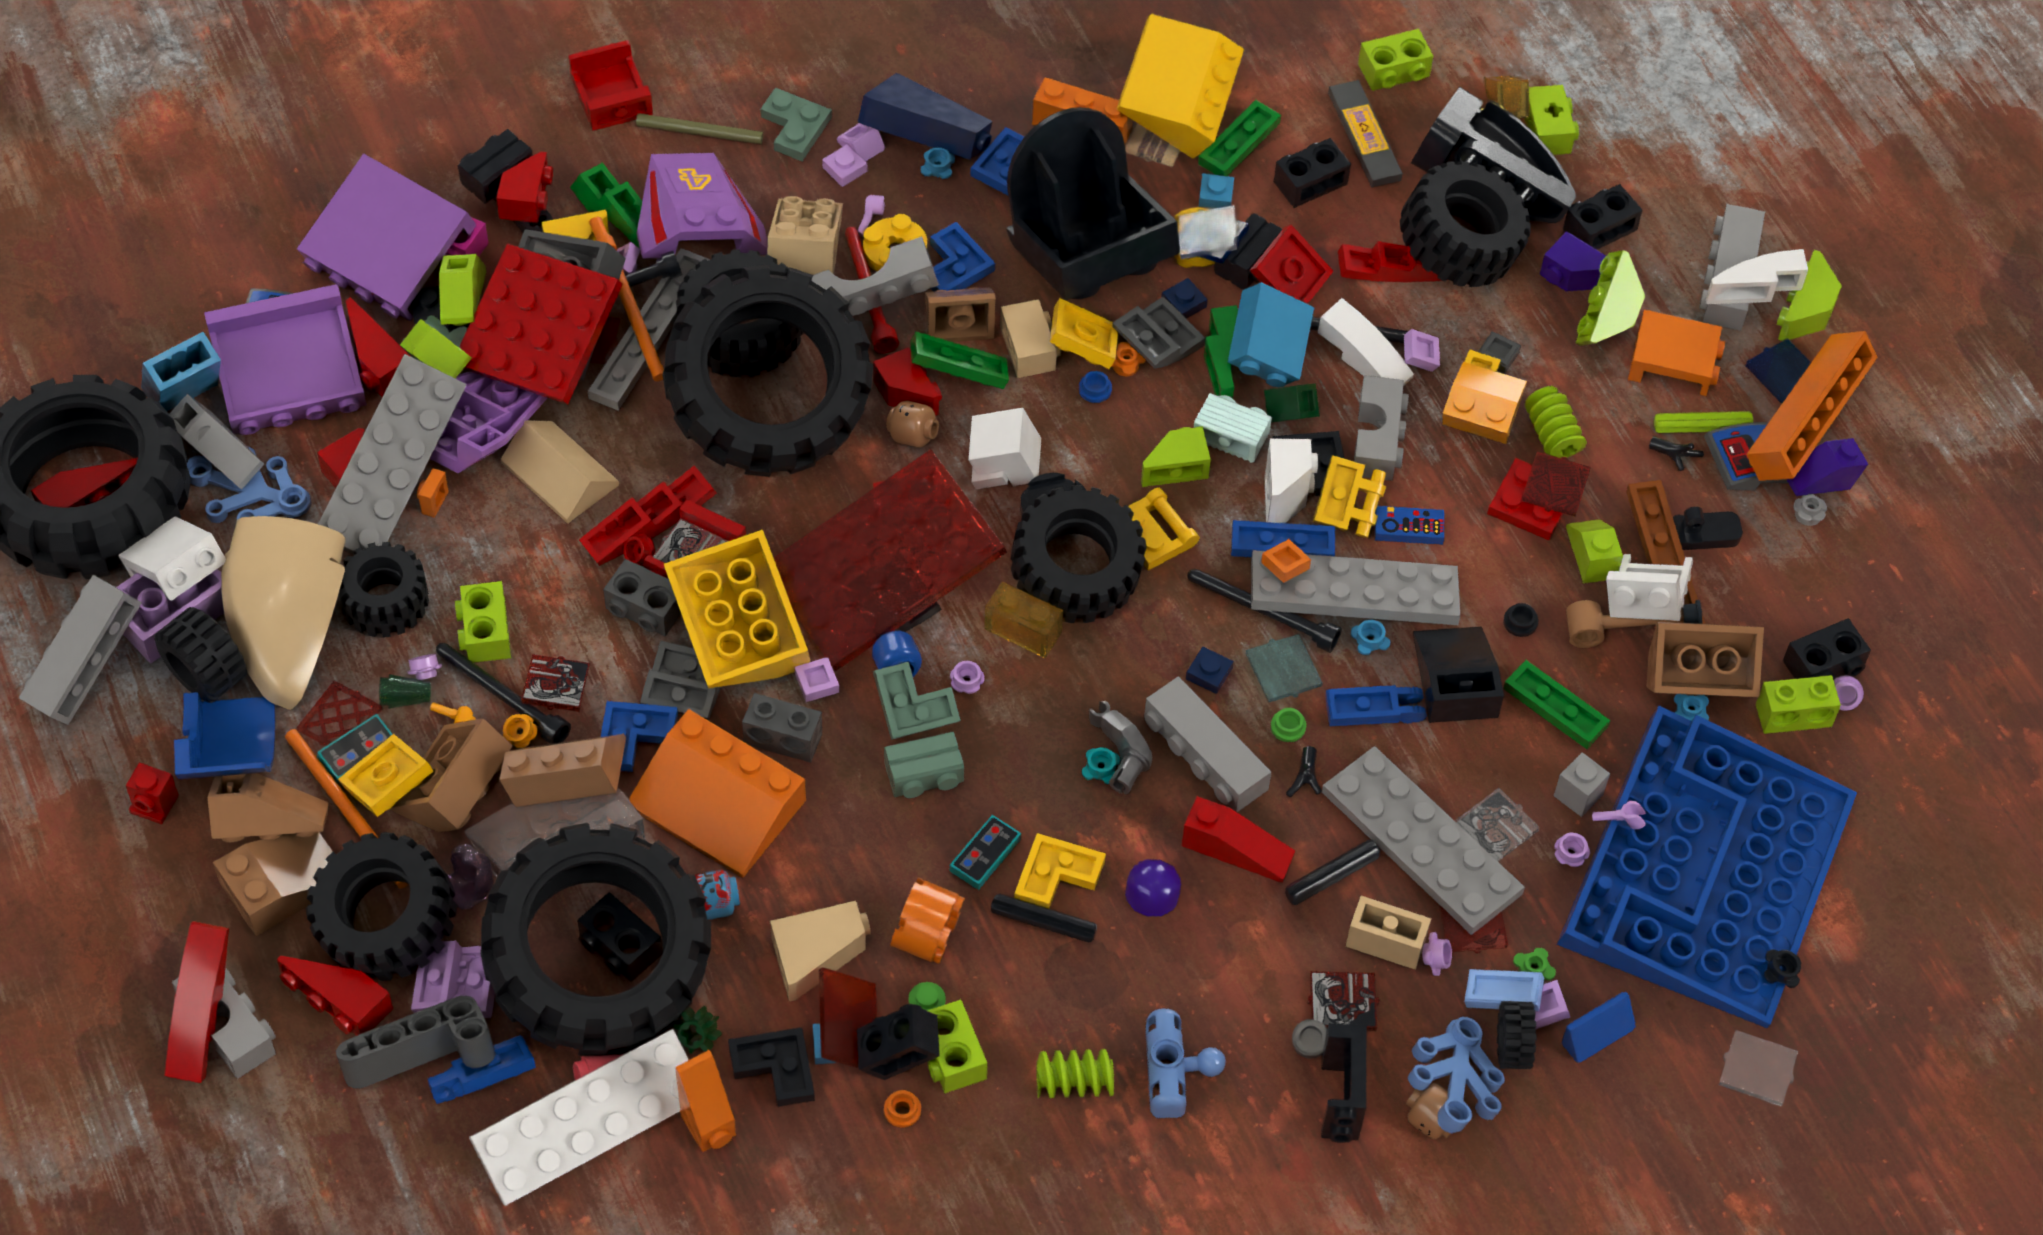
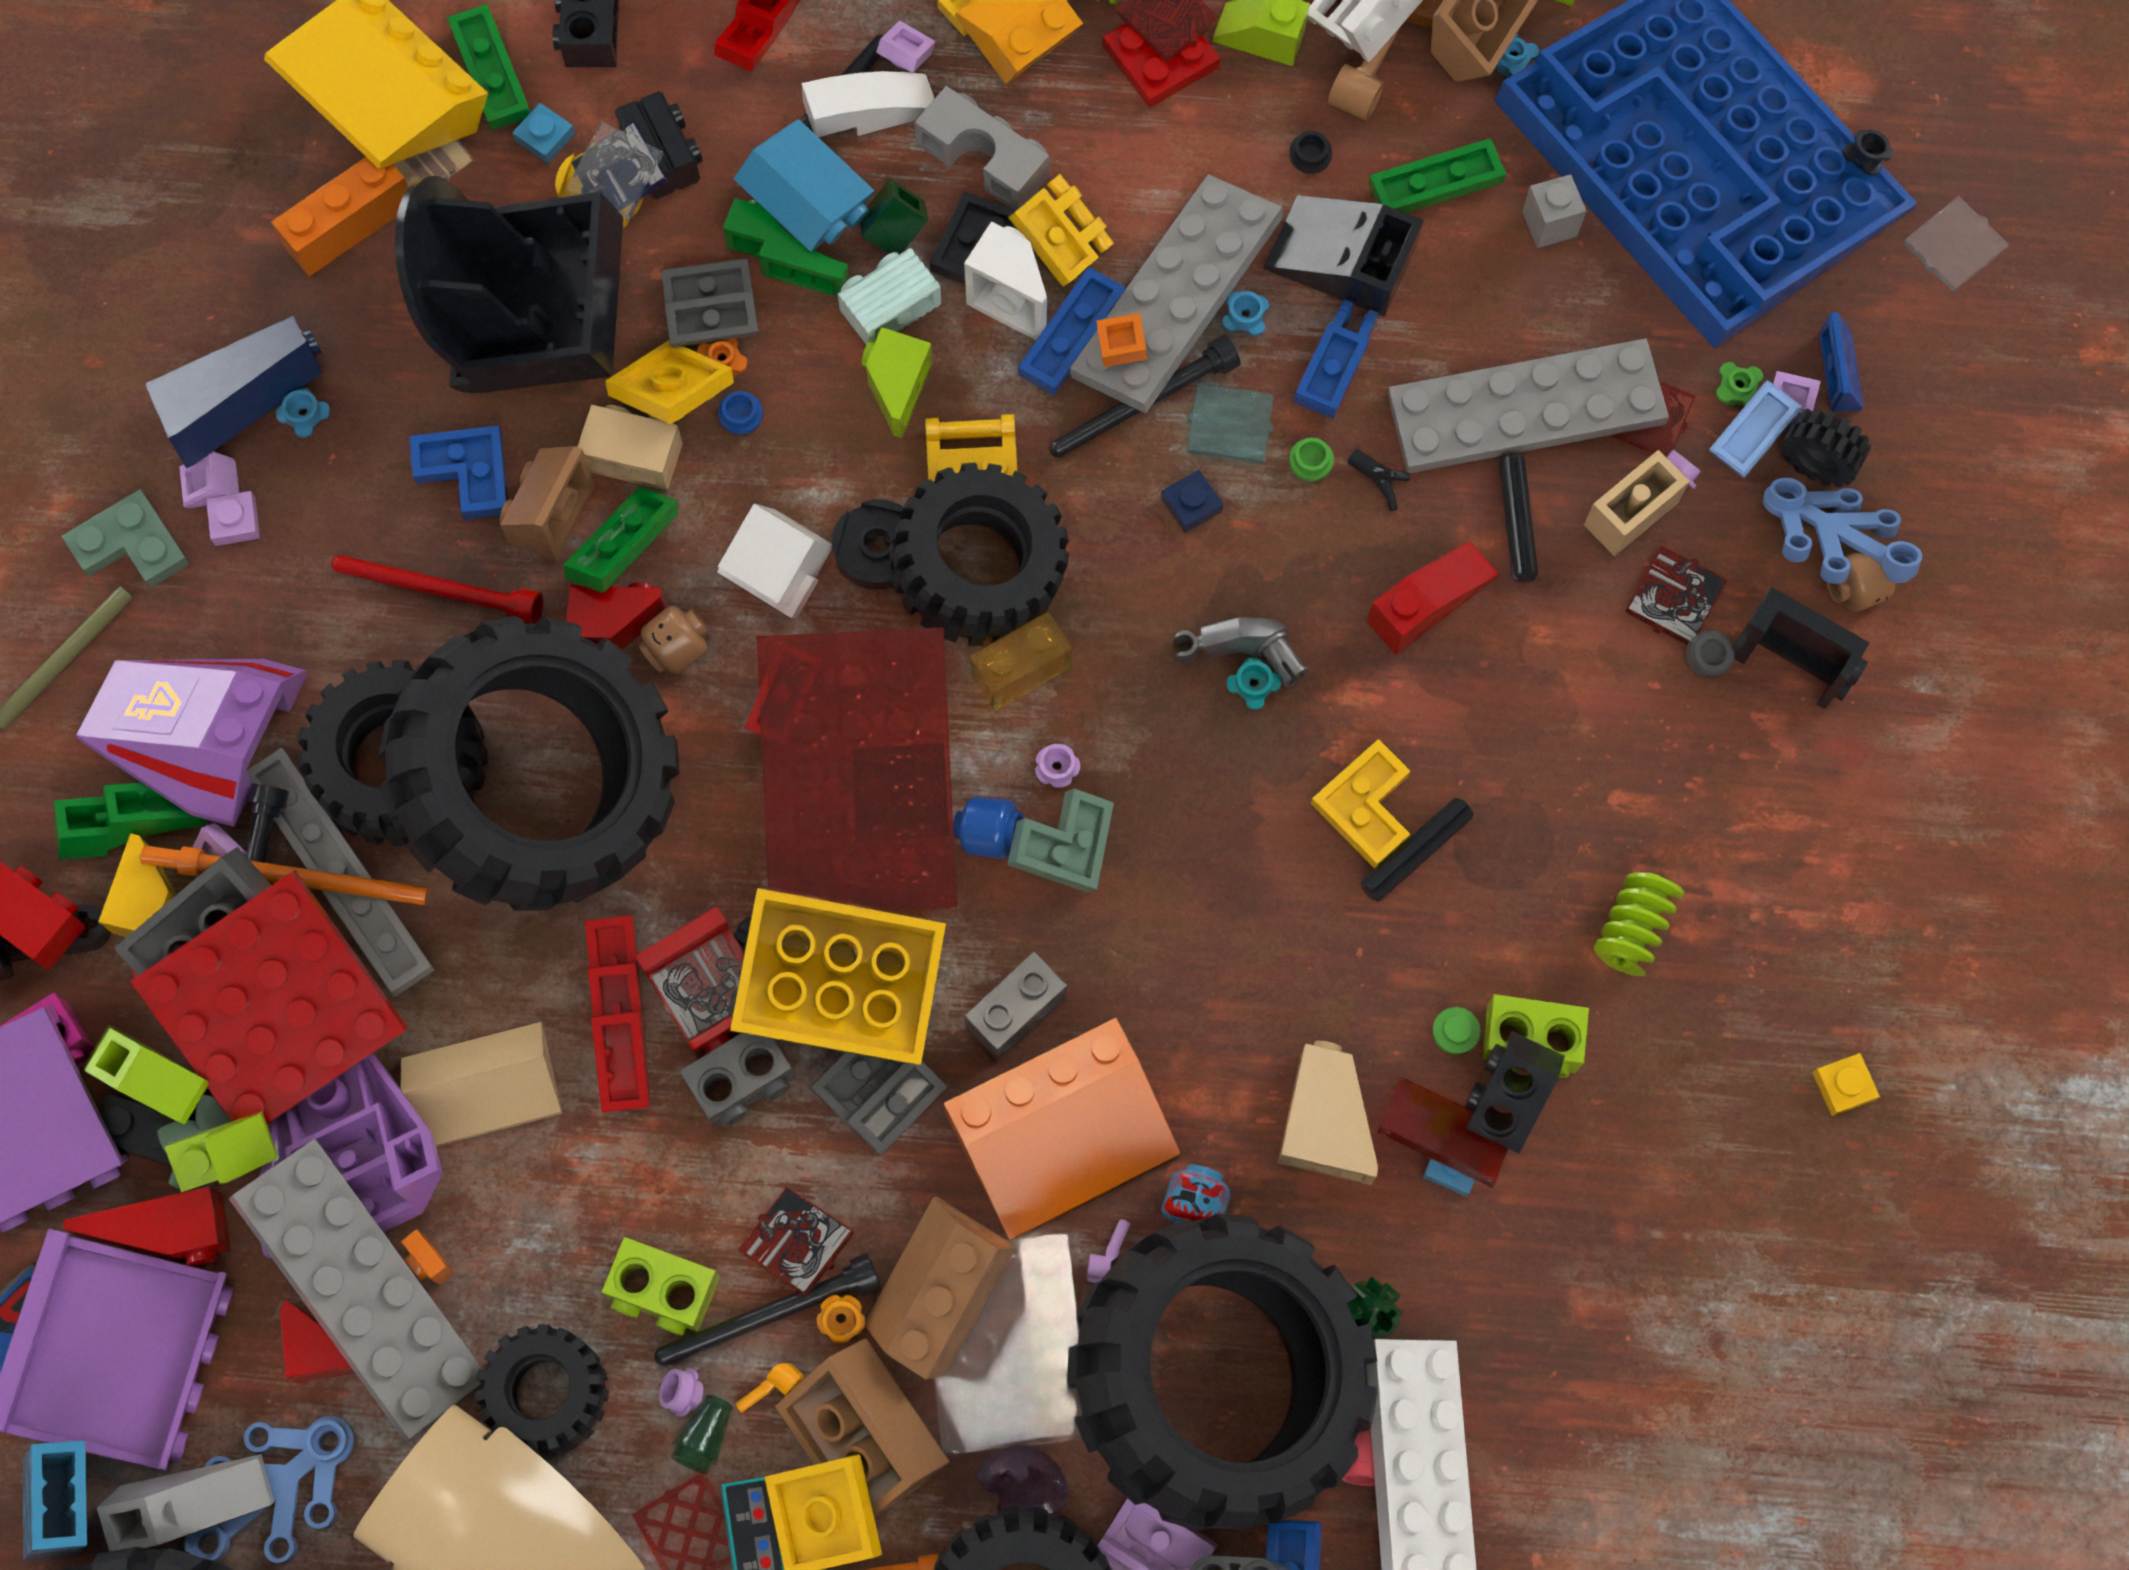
camera: 60 degrees left, 15 degrees up
(626, 932) = (1192, 1327): black brick -> none
(638, 548) = (663, 1056): red plate -> none
(638, 724) = (905, 1179): blue plate -> none
(704, 1102) = (1491, 1351): orange slope -> none
(776, 1053) = (1450, 1228): black plate -> none
(805, 234) = (316, 618): tan slope -> none
(816, 679) = (967, 933): lavender plate -> none
(873, 205) = (318, 516): lavender hand -> none
(886, 232) = (377, 504): yellow plate -> none
(902, 1099) = (1589, 1120): orange plate -> none
(903, 274) = (464, 528): light grey arch -> none
(924, 765) = (1153, 873): sand green brick -> none
(927, 921) = (1371, 978): orange brick -> none
(985, 852) = (1297, 867): tile -> none
(995, 161) = (358, 346): blue plate -> none
(1153, 887) = (1439, 712): dark purple hair -> none
(1167, 1044) = (1694, 822): medium blue piece -> none
(1186, 298) = (674, 248): dark blue plate -> none
(1206, 744) = (1294, 557): light grey brick -> none
(1292, 266) = (717, 114): red plate -> none
(1409, 525) = (1124, 190): blue tile -> none
(1498, 824) = (1544, 322): clear piece -> none
(1574, 842) = (1623, 258): lavender plate -> none
(1629, 812) = (1621, 194): lavender hand -> none

